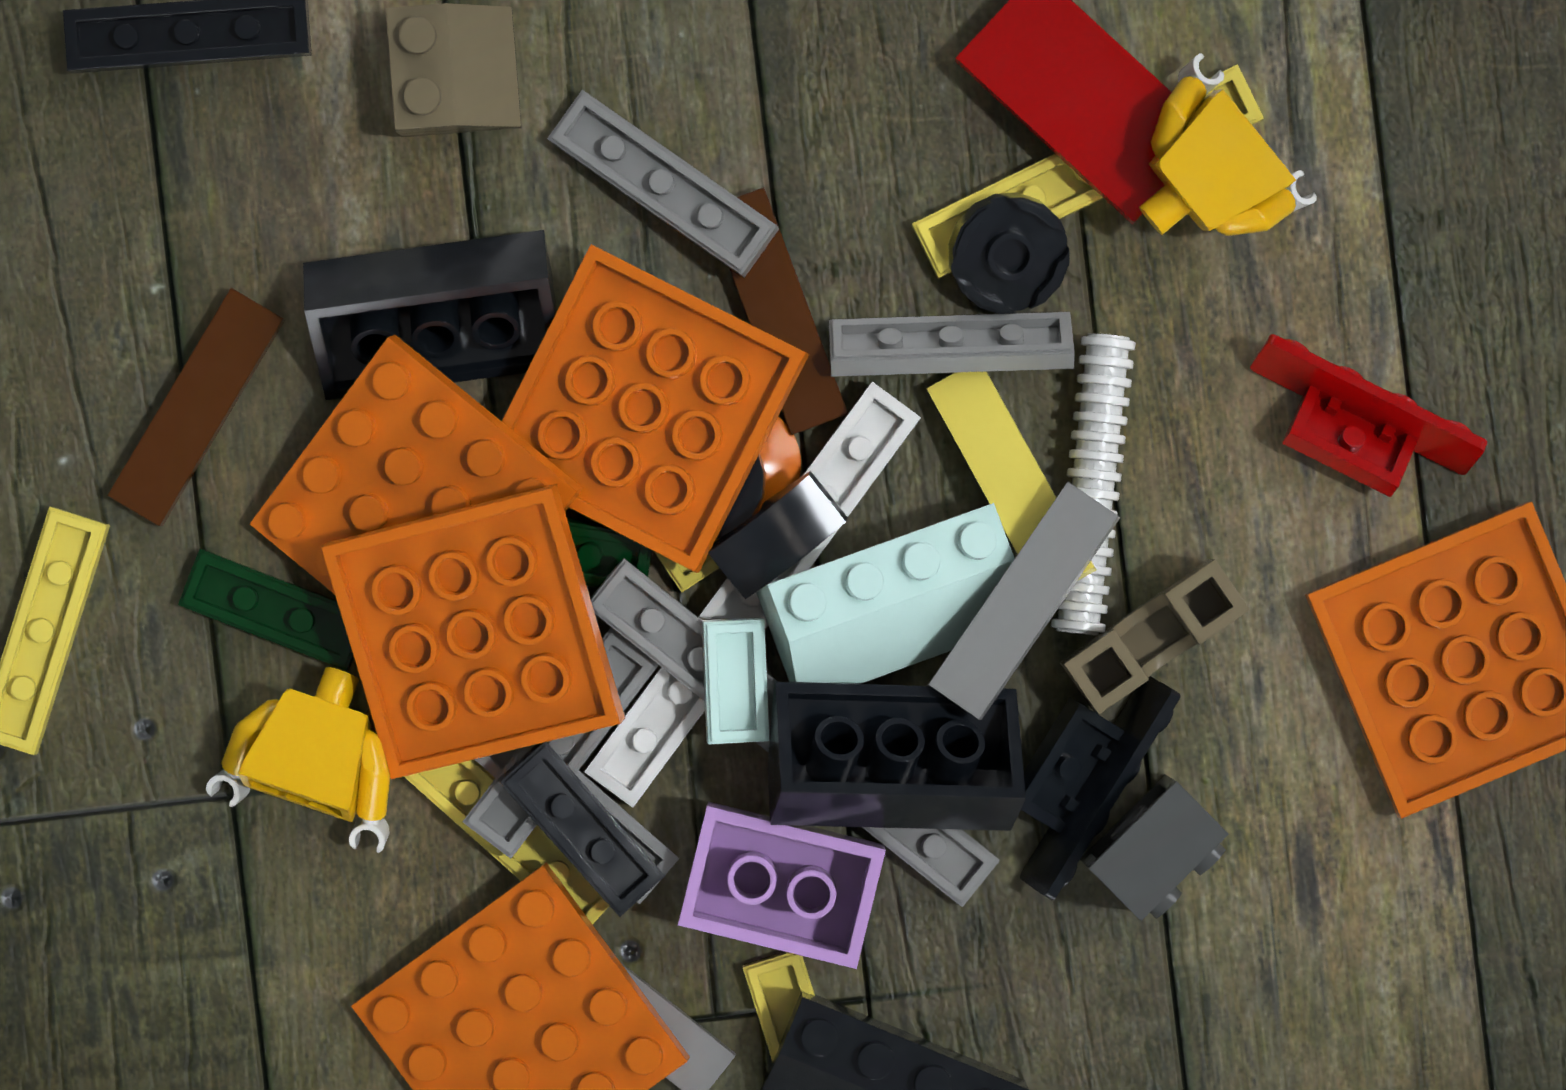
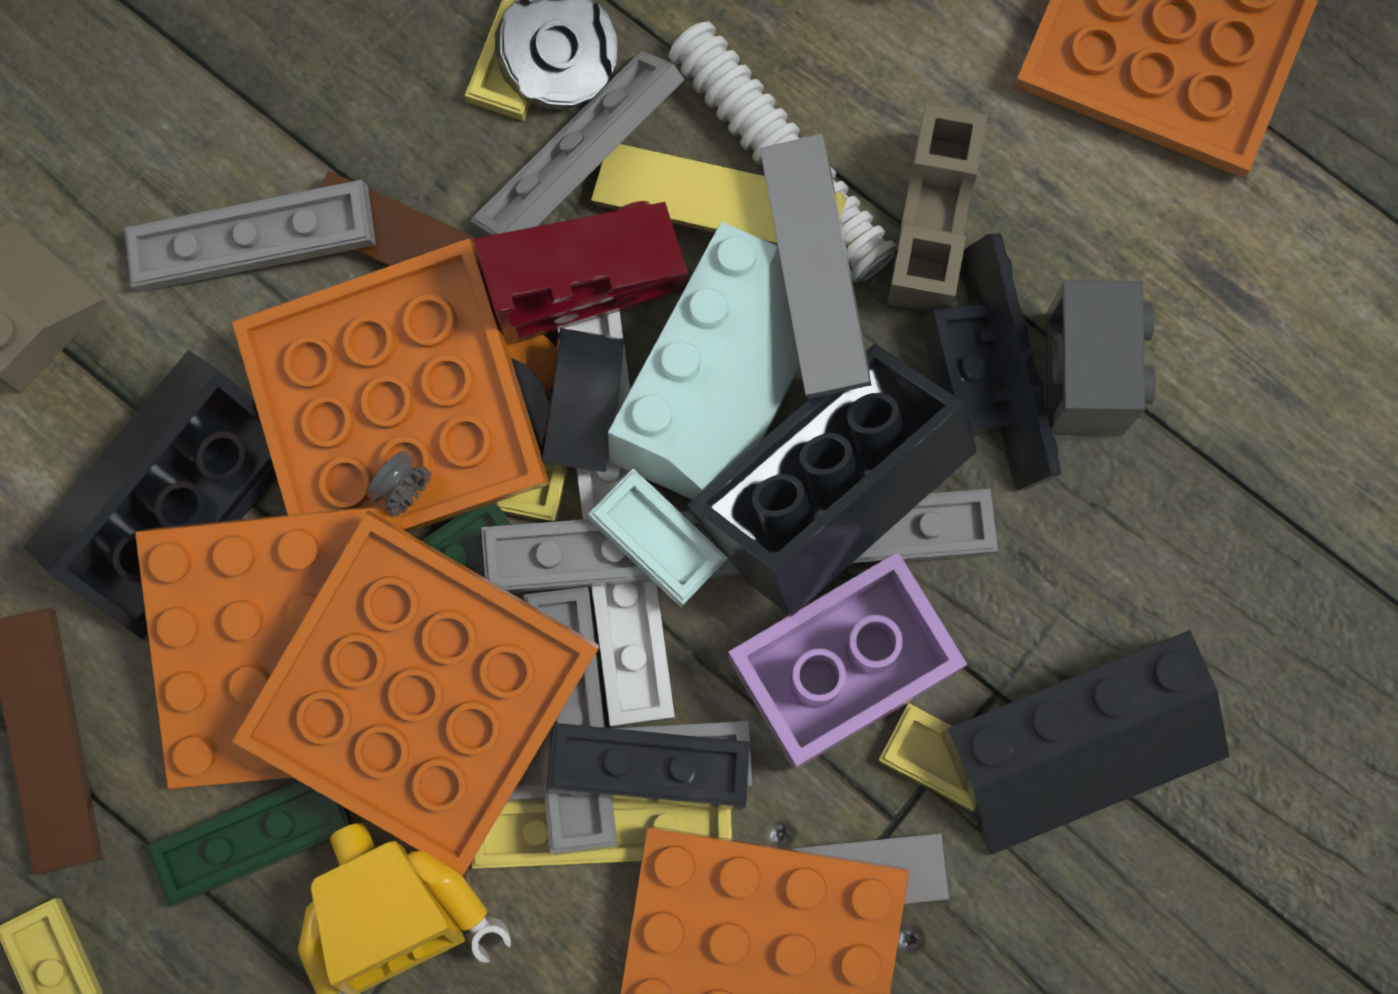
camera: 45 degrees left, 10 degrees down
(595, 478) = (398, 483): none -> dark grey bush
(866, 444) = (581, 268): none -> dark red wedge

